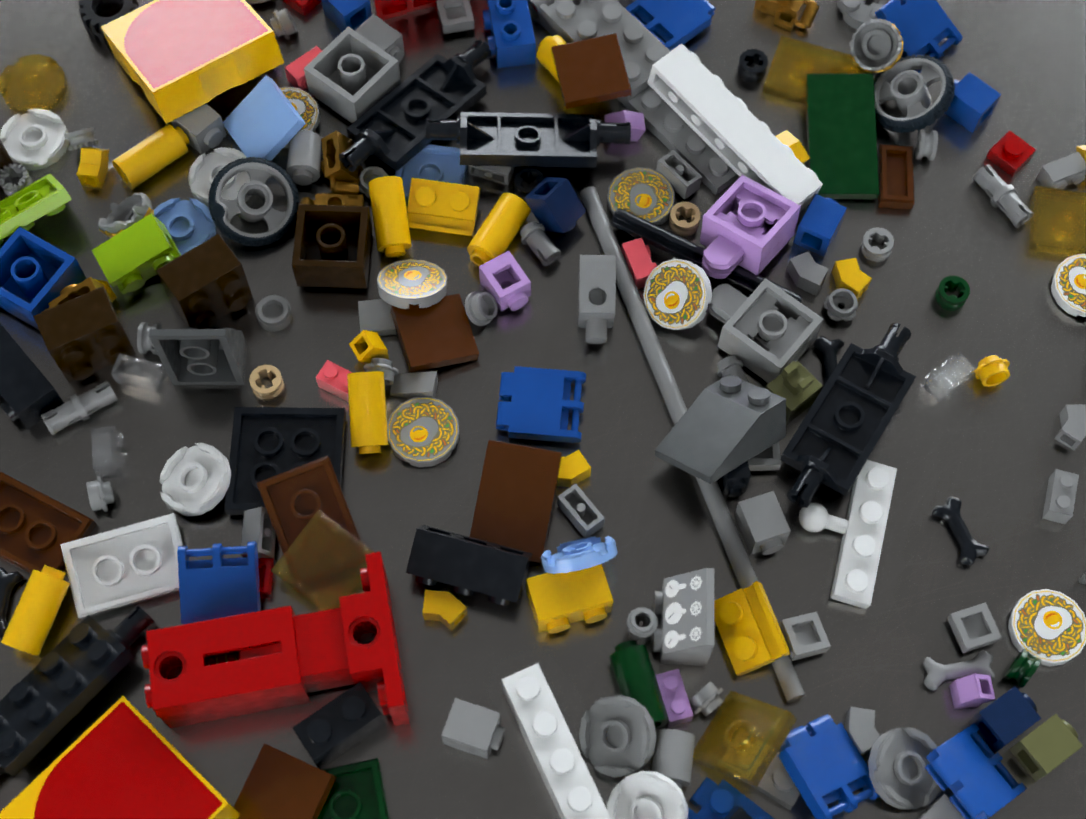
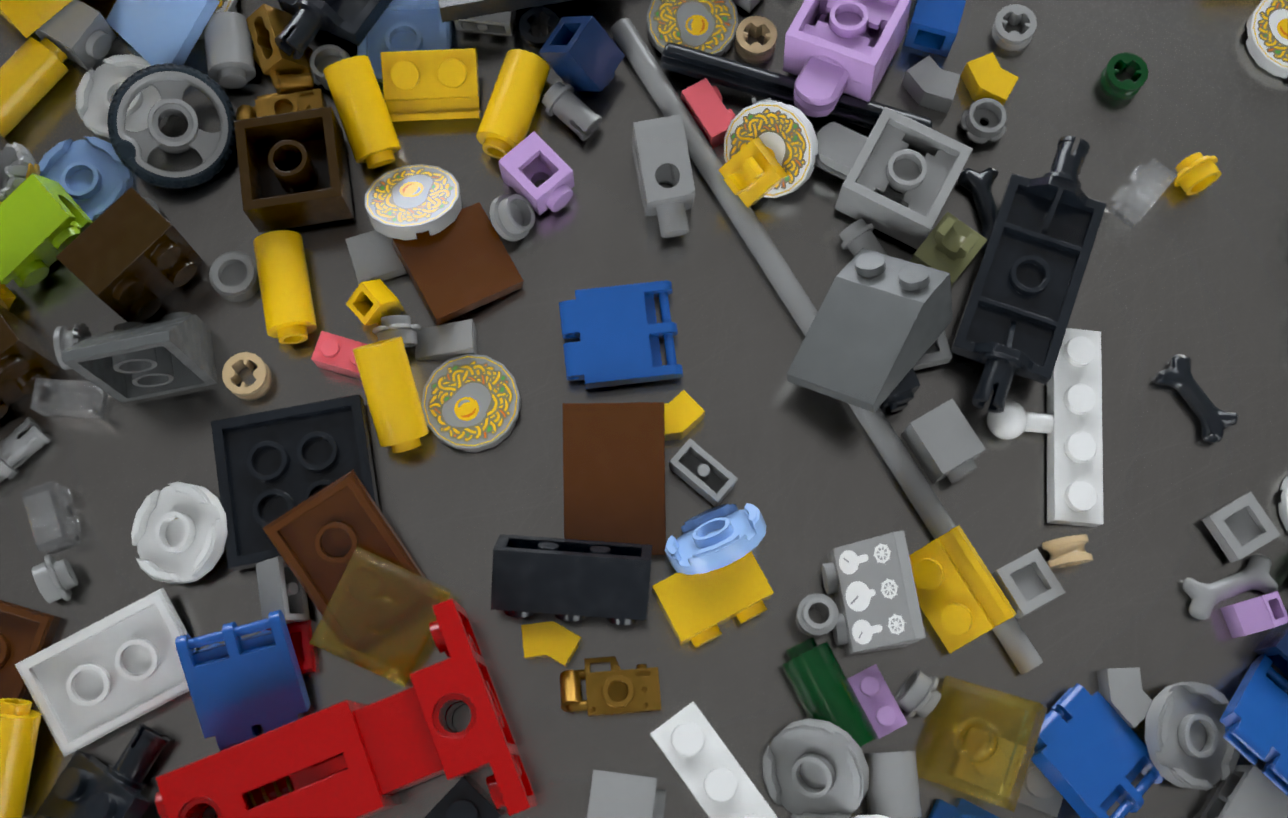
camera: 10 degrees left, 10 degrees up
(307, 325) = (284, 286): none -> yellow brick
(481, 651) = (612, 690): none -> pearl gold piece
(661, 308) = (752, 172): none -> yellow tile
(839, 618) = (1067, 551): none -> tan bush

